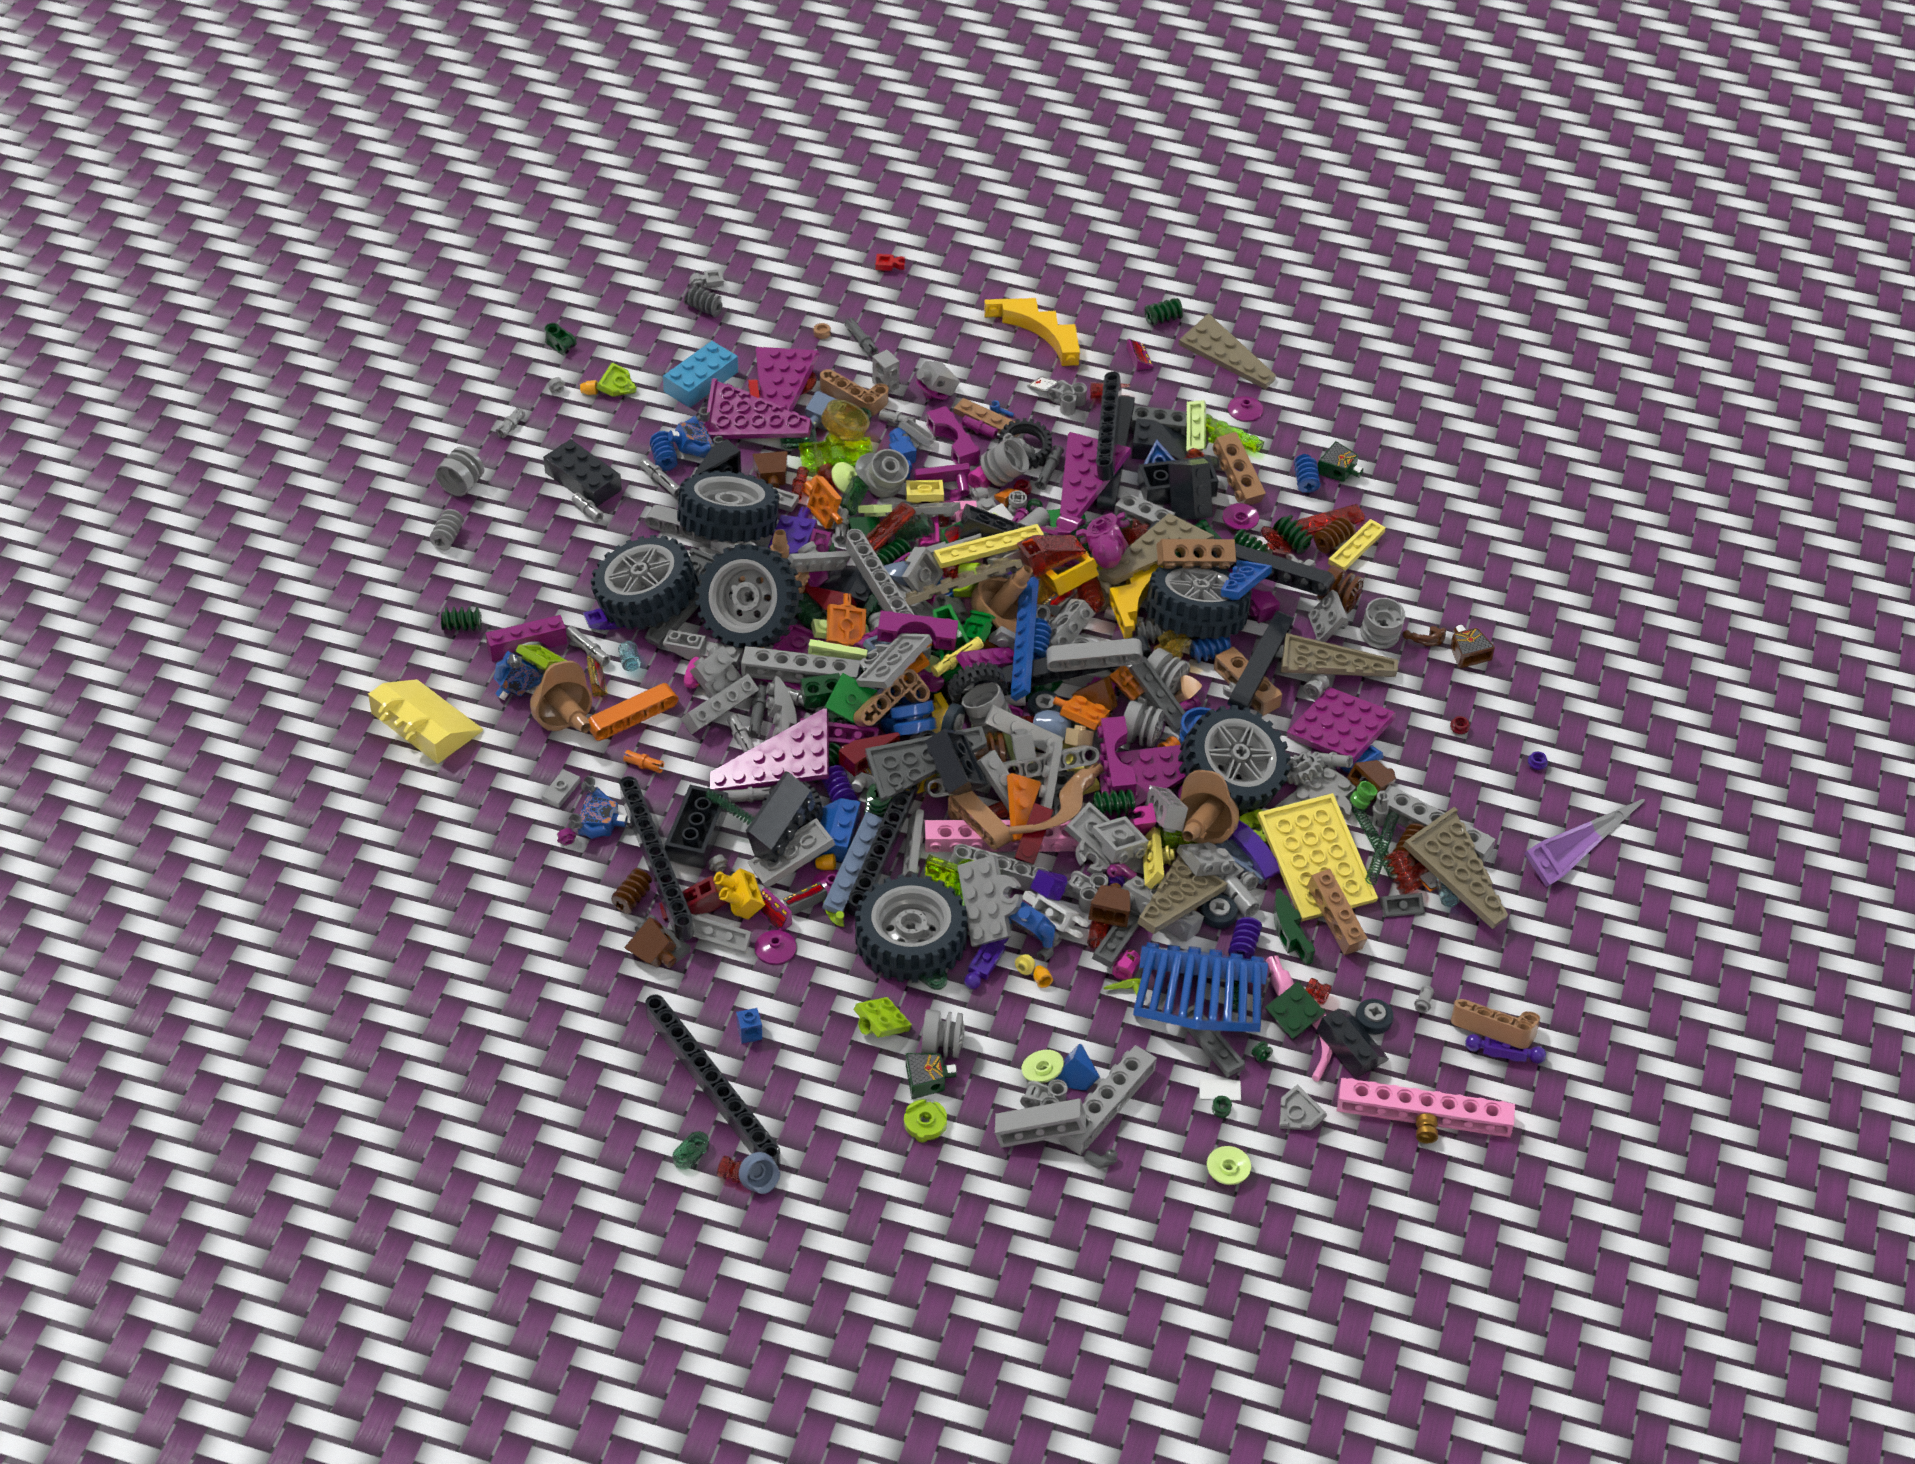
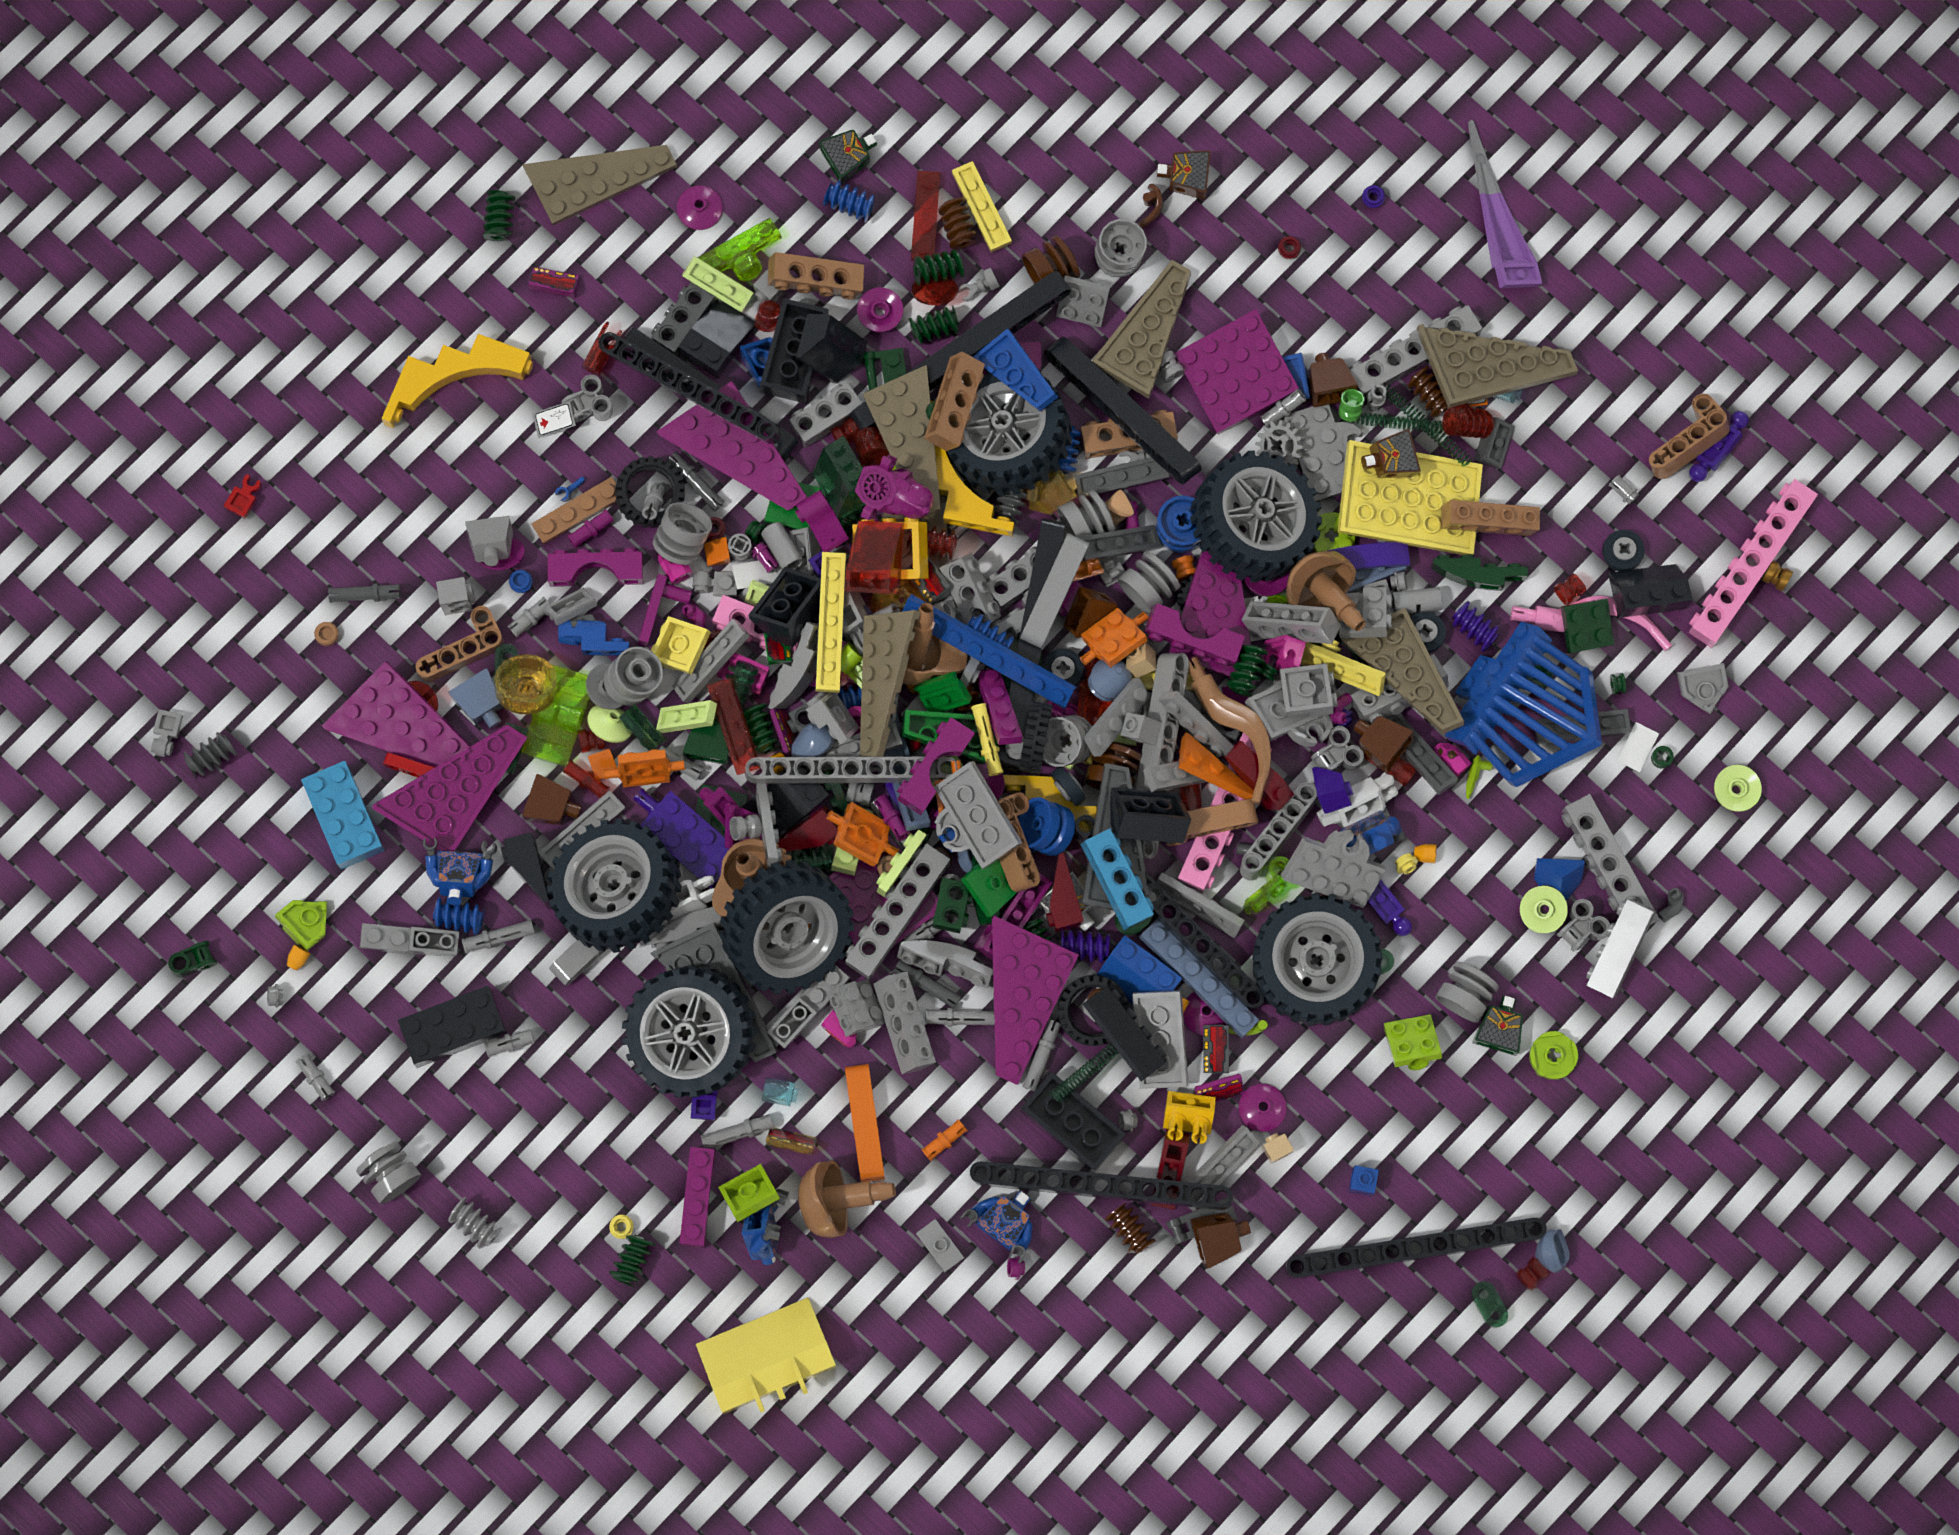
camera: 65 degrees left, 30 degrees up
(485, 607) = (621, 1219): none -> light yellow plate
(631, 431) = (409, 940): none -> light grey slope
(746, 962) = (1277, 1147): none -> tan plate
(884, 761) = (1126, 914): none -> dark azure brick
(919, 406) = (520, 581): none -> blue plate
(1211, 683) = (1120, 476): none -> dark grey plate
(1339, 822) = (1393, 457): none -> torso

